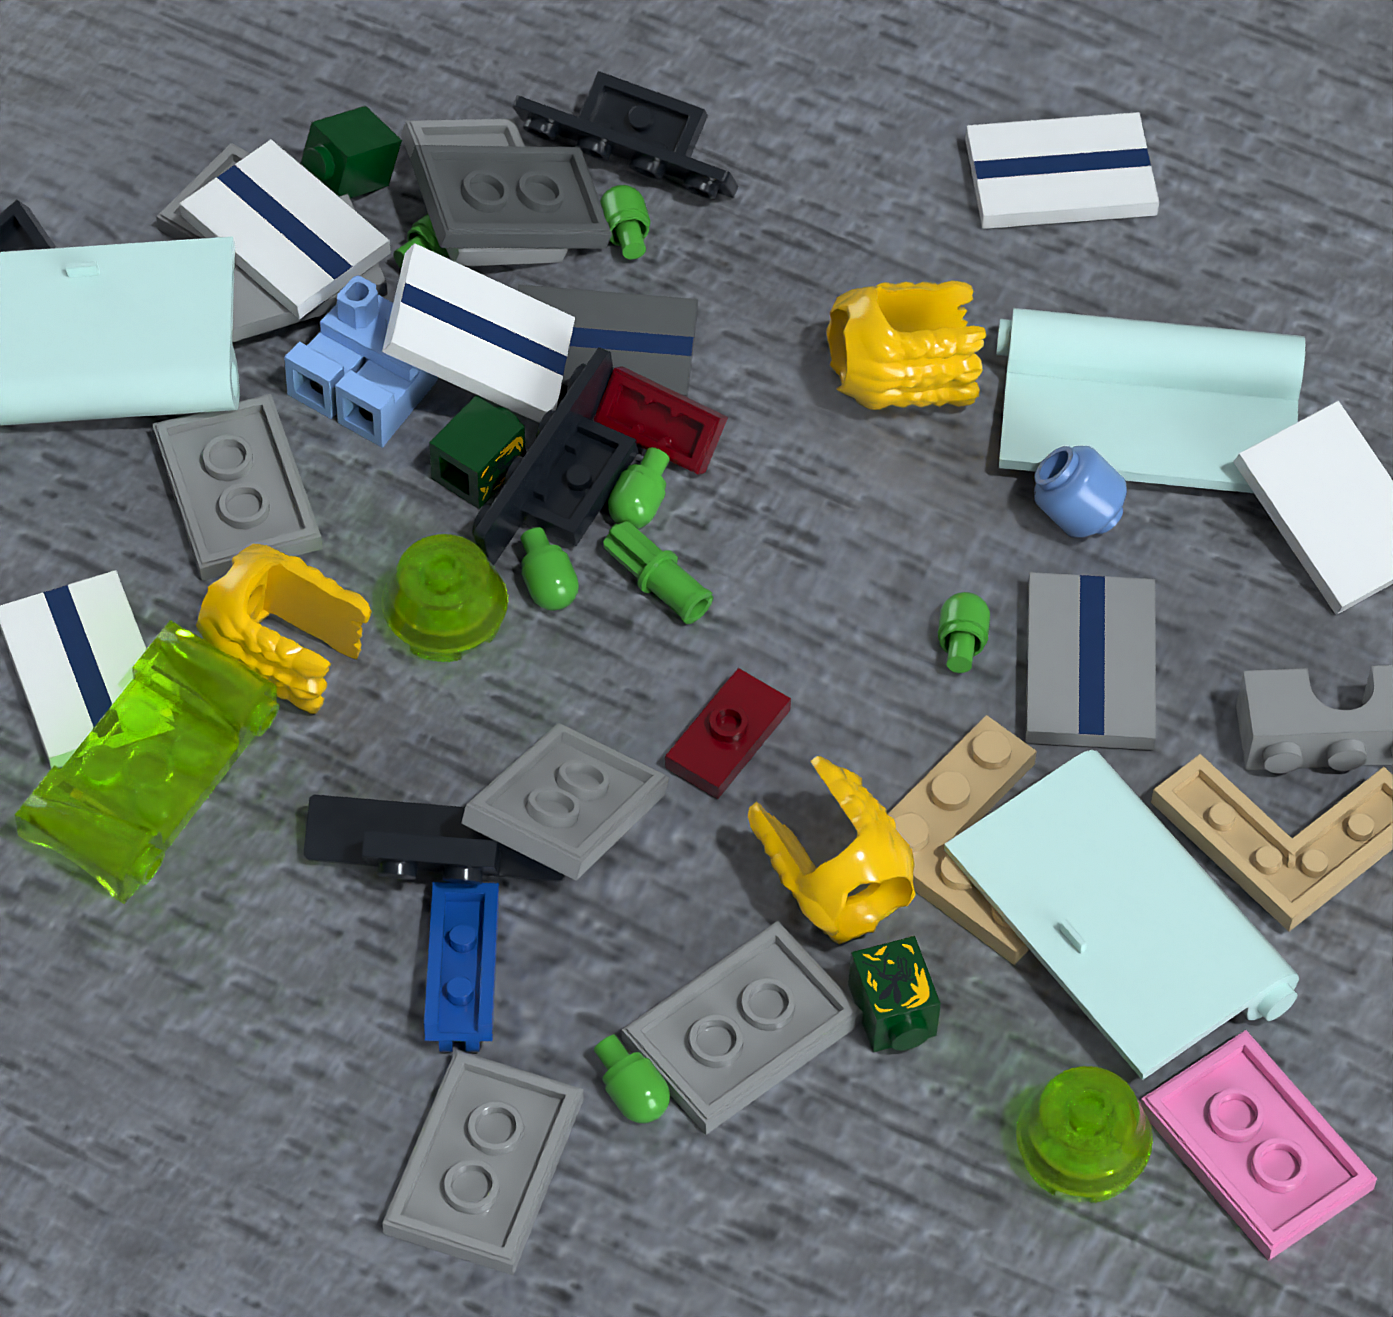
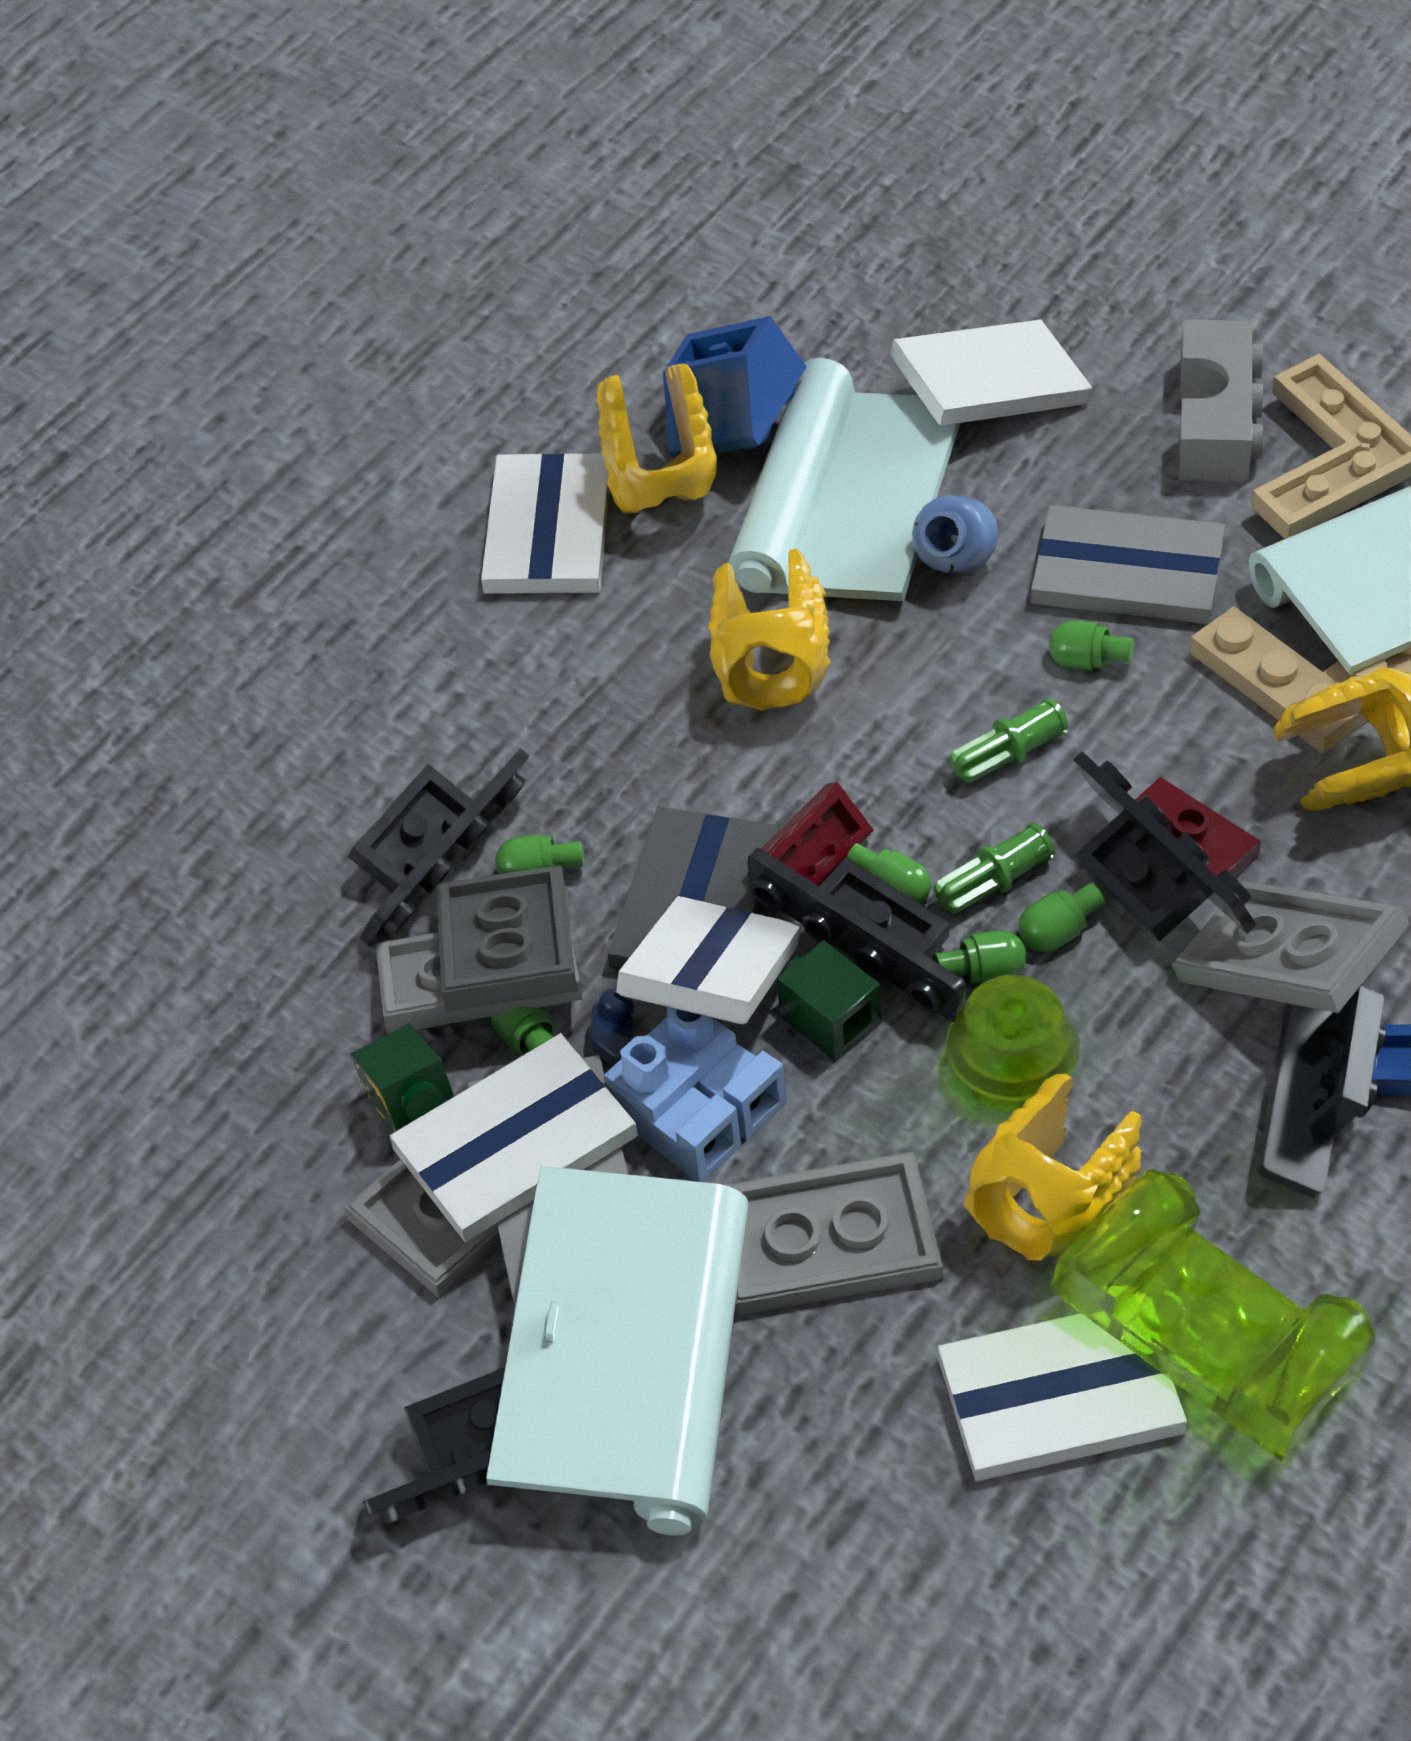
camera: 75 degrees left, 5 degrees down
(604, 628) = (1058, 918): none -> bright green cylinder
(669, 682) = (1146, 866): none -> black bracket
(823, 571) = (1009, 741): none -> bright green axle
(1107, 211) = (686, 476): none -> yellow piece
(1241, 274) = (743, 378): none -> blue slope

